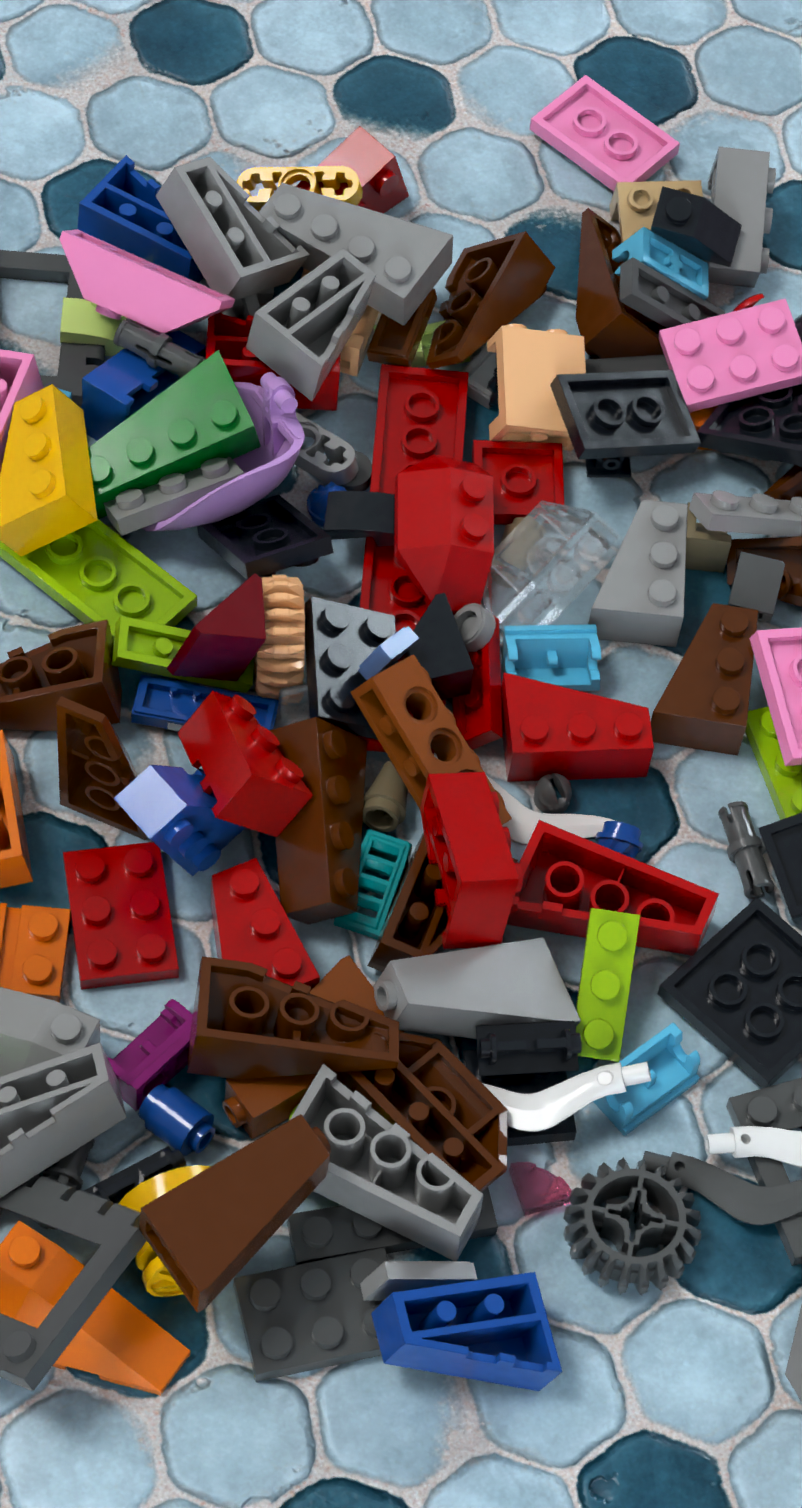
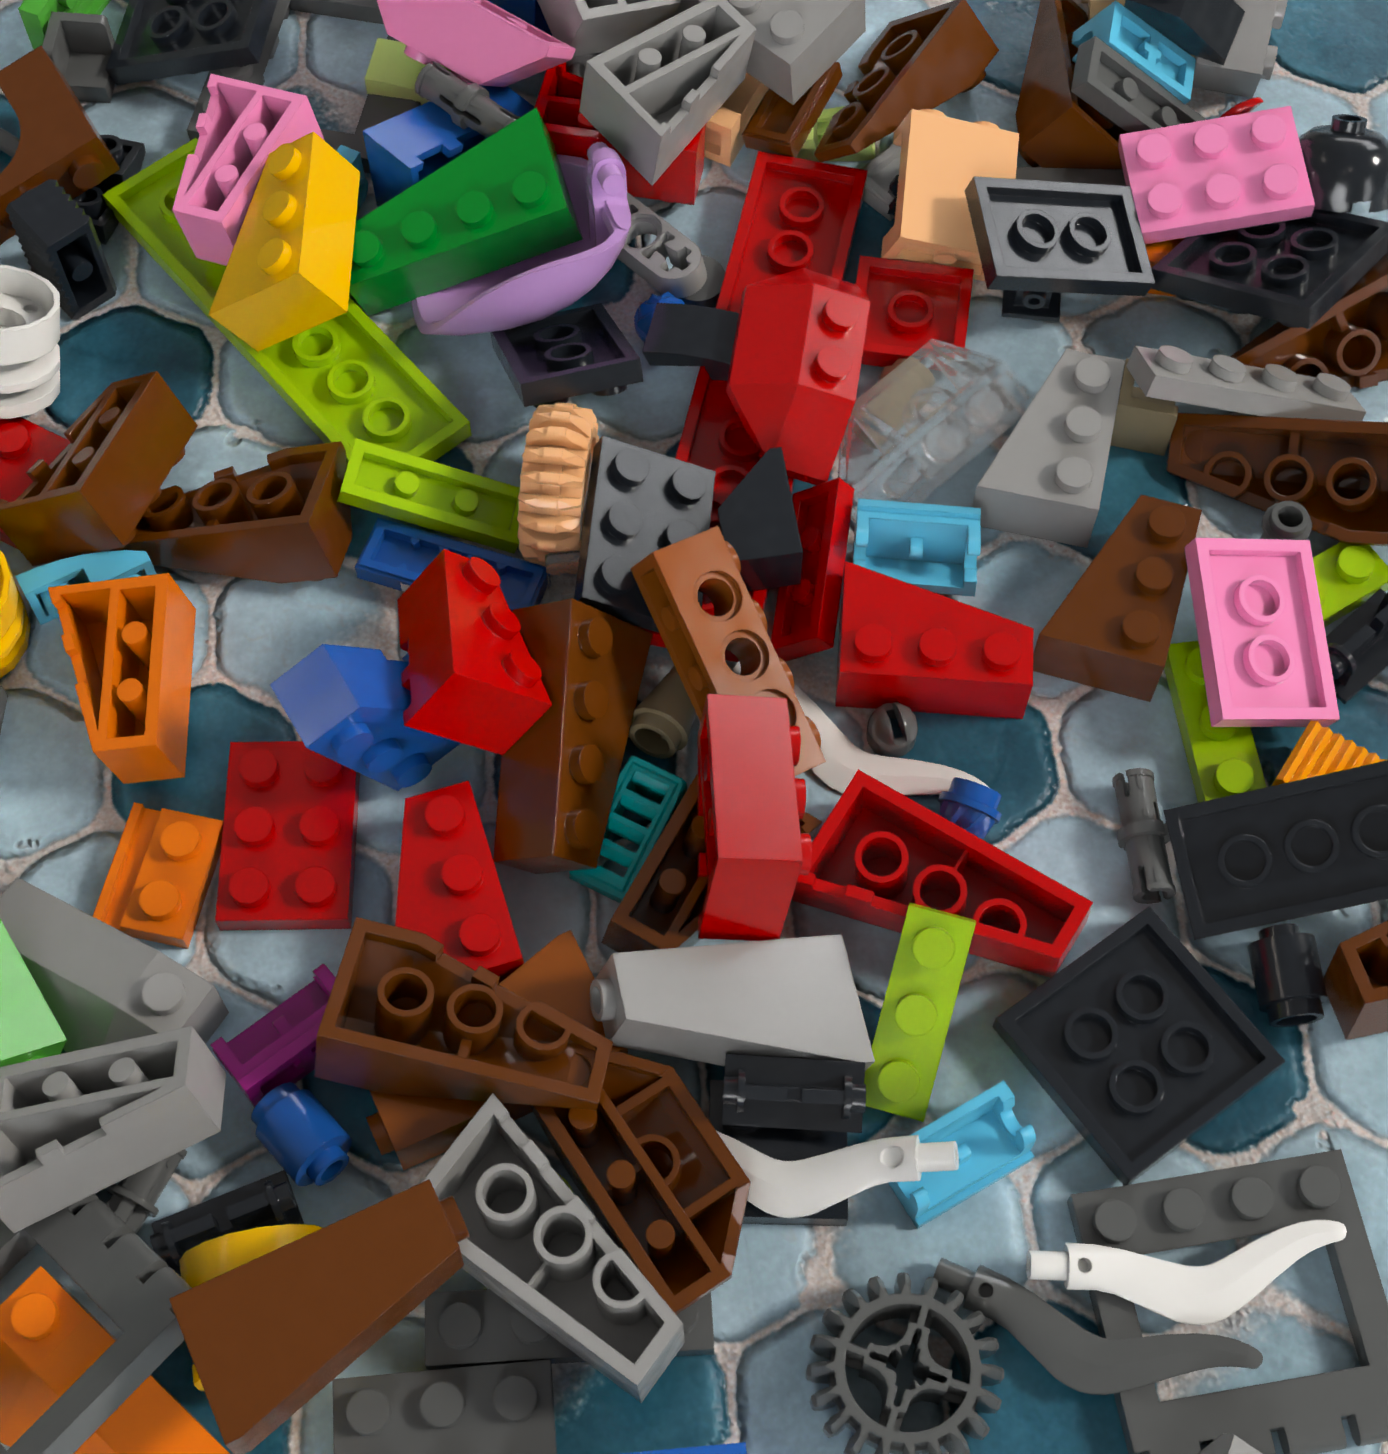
camera: 15 degrees right, 5 degrees up
(93, 766) = (265, 619): reddish brown wedge -> none
(172, 494) = (416, 303): light grey plate -> none
(226, 637) = (476, 477): dark red slope -> none
(388, 652) = (690, 518): medium blue tile -> none
(410, 1275) = (582, 1425): light grey tile -> none
(475, 626) = (817, 496): light grey tile -> none
(538, 1188) = (783, 1294): clear pink tile -> none
(756, 584) = (1205, 475): dark grey panel -> none

